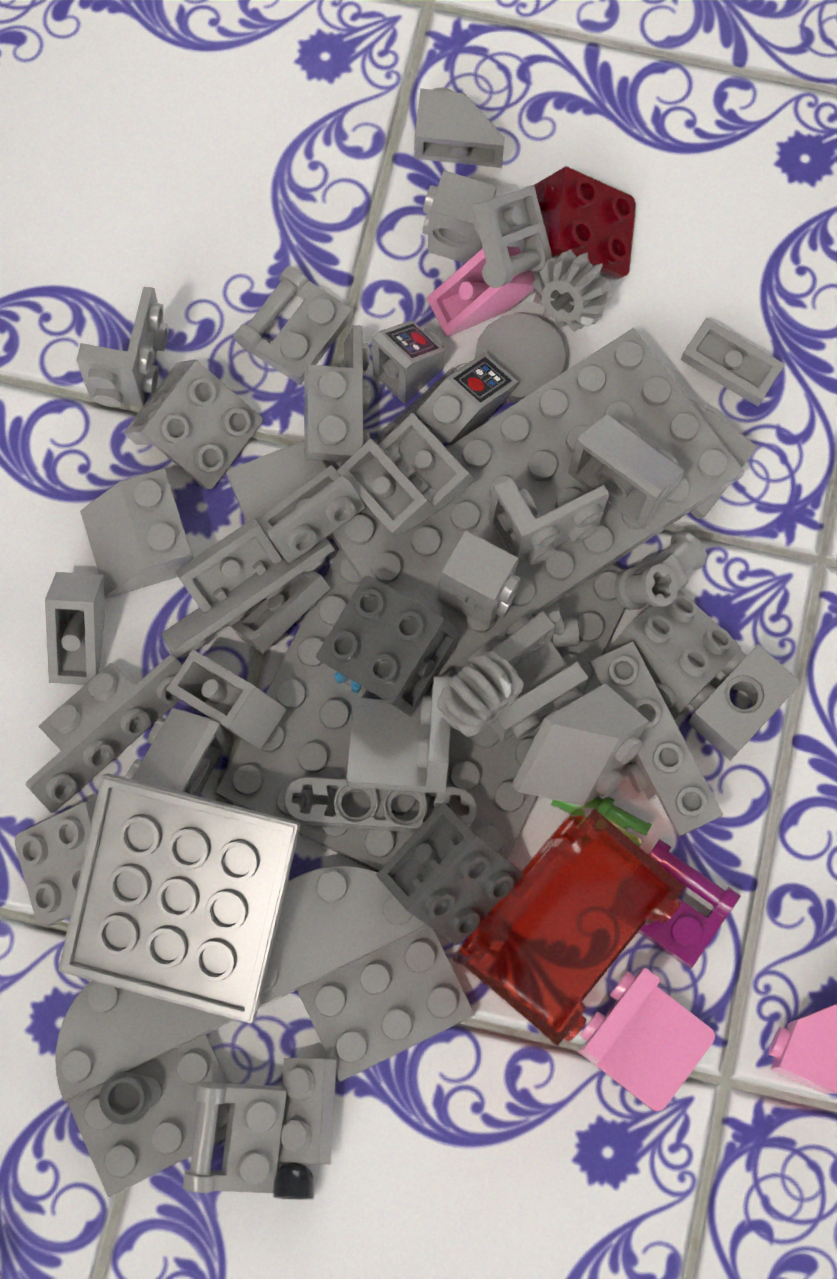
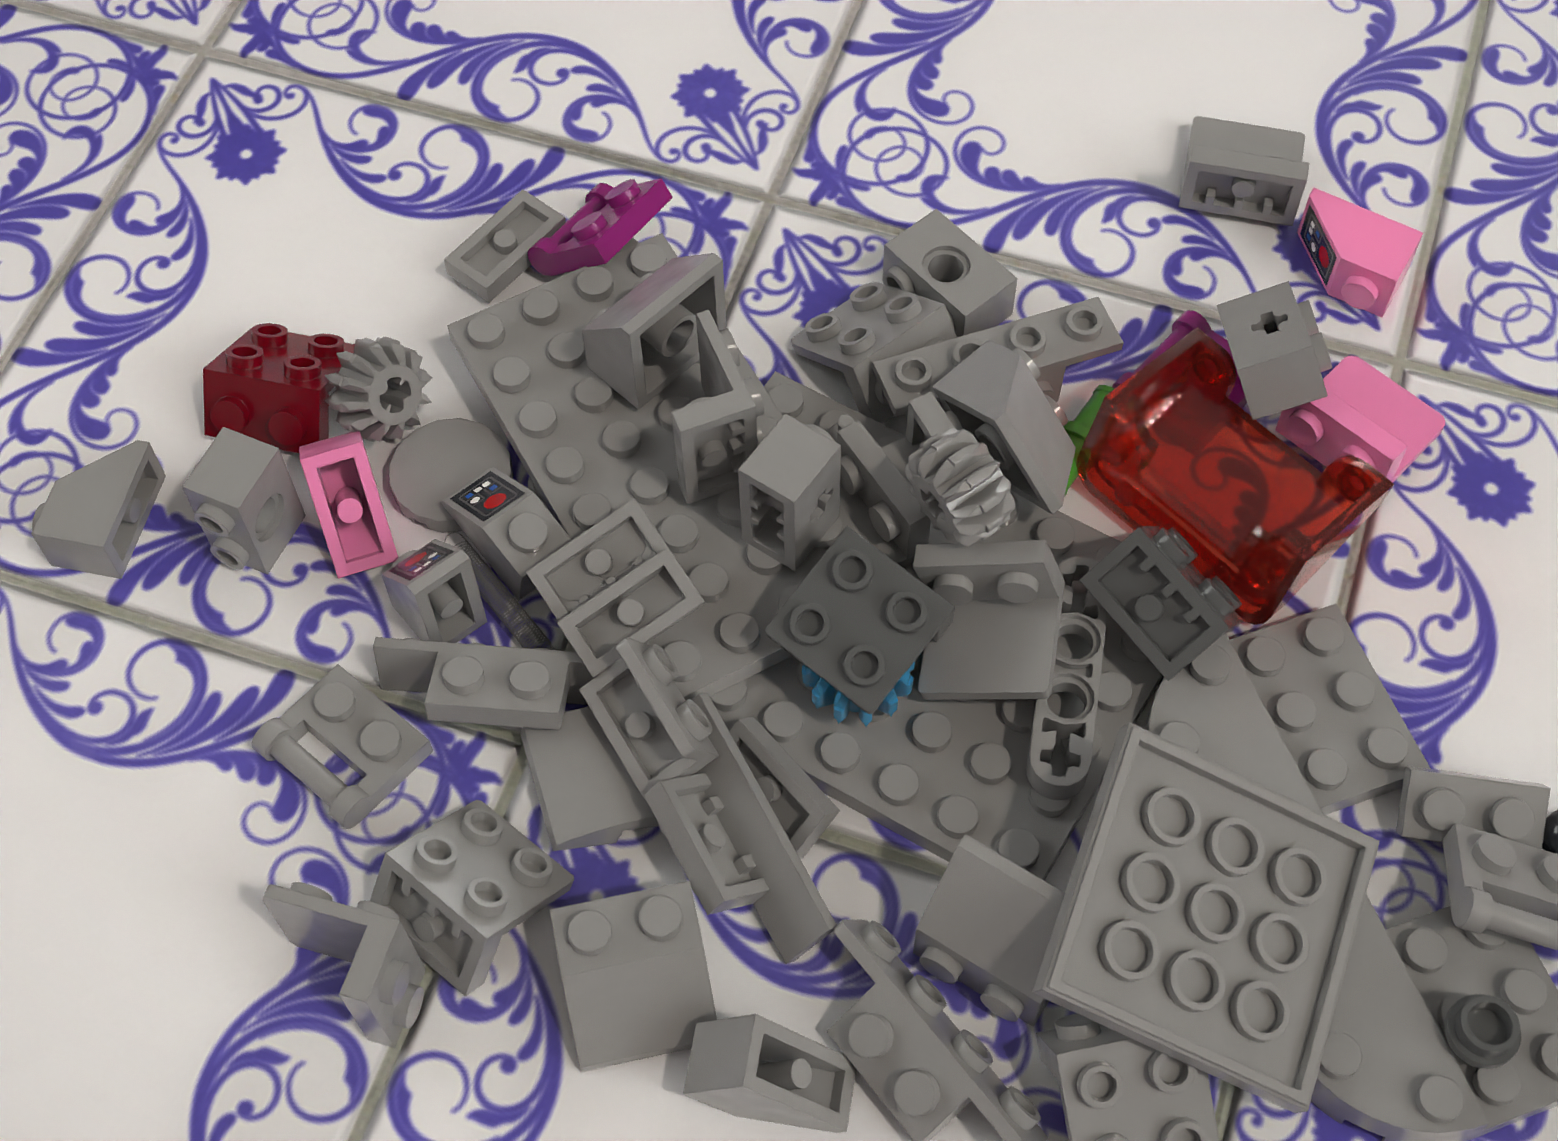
camera: 80 degrees left, 15 degrees down
(226, 699) = (909, 852): light grey brick -> none
(505, 221) = (287, 421): light grey plate -> none
(661, 576) = (782, 338): light grey connector -> none
(674, 949) = (1275, 349): none -> light grey brick
(750, 427) = (600, 226): none -> magenta plate

